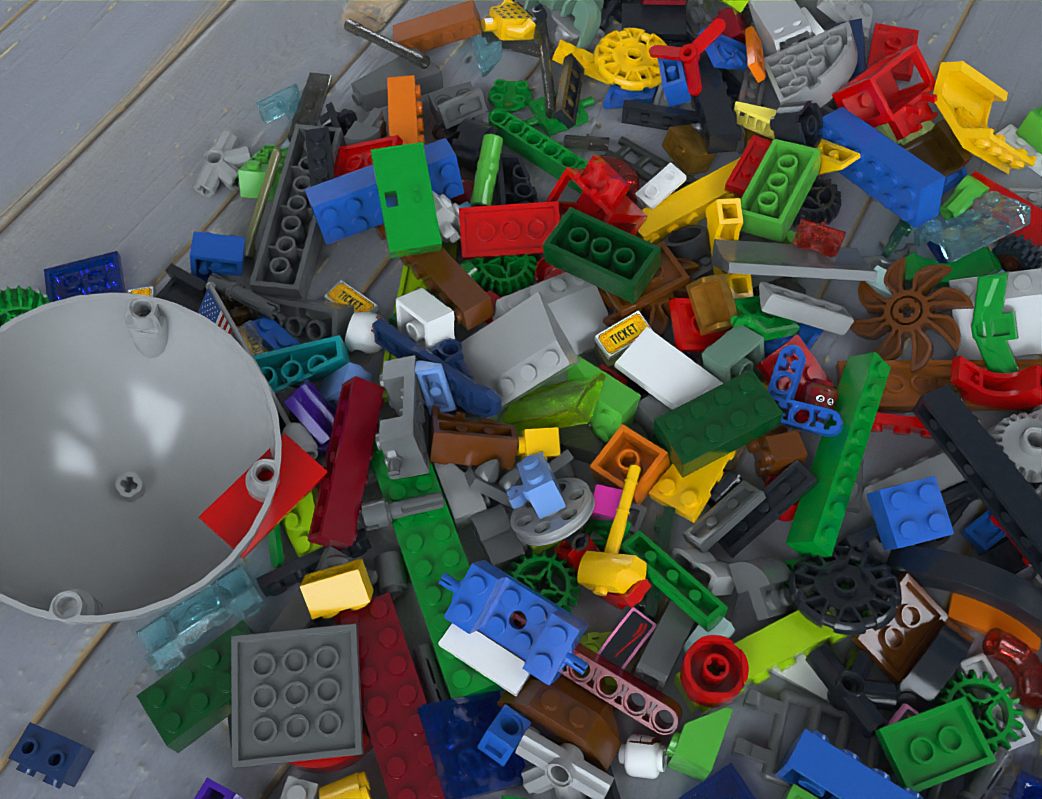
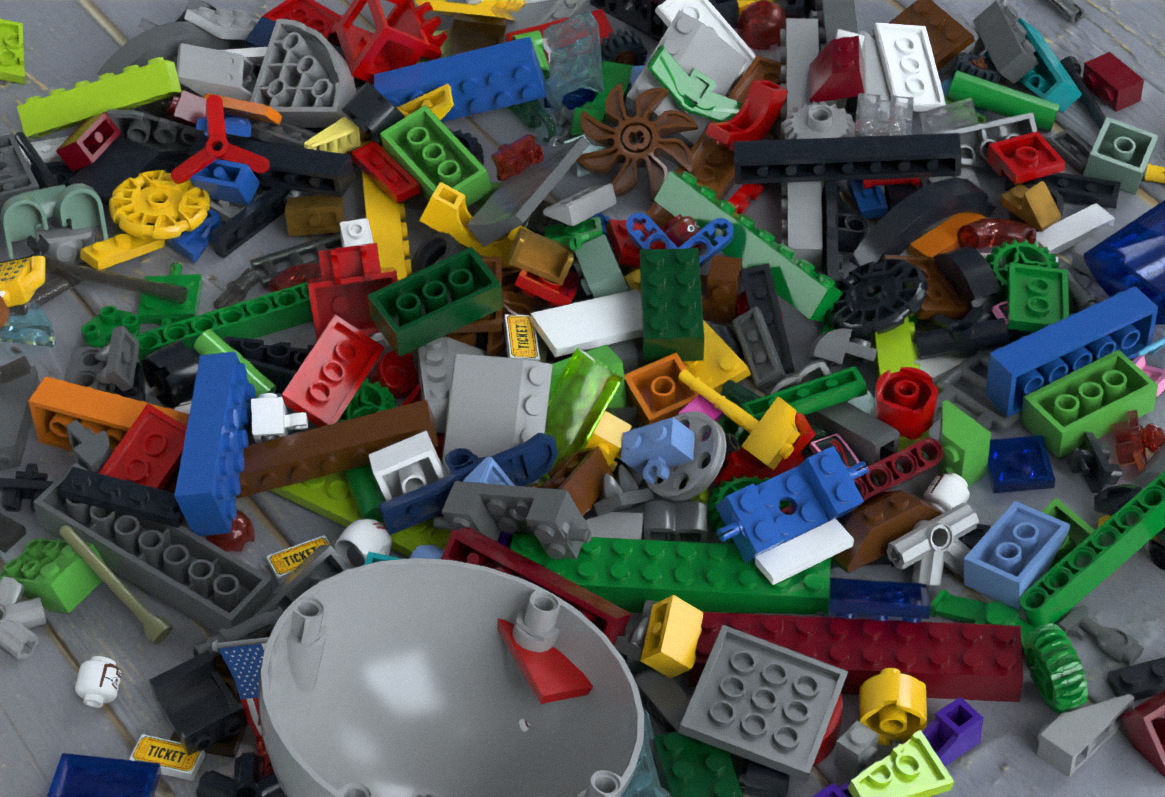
camera: 65 degrees left, 15 degrees down
(181, 239) = (98, 681): none -> white head
(216, 254) = (161, 642): blue brick -> none
(357, 249) = (241, 532): none -> clear red hair
(381, 513) = (609, 580): dark grey piece -> none
(406, 200) = (266, 410): green brick -> none
(504, 735) = (883, 567): blue brick -> none
(569, 91) = (156, 266): black plate -> none
(910, 513) = (836, 222): blue brick -> none

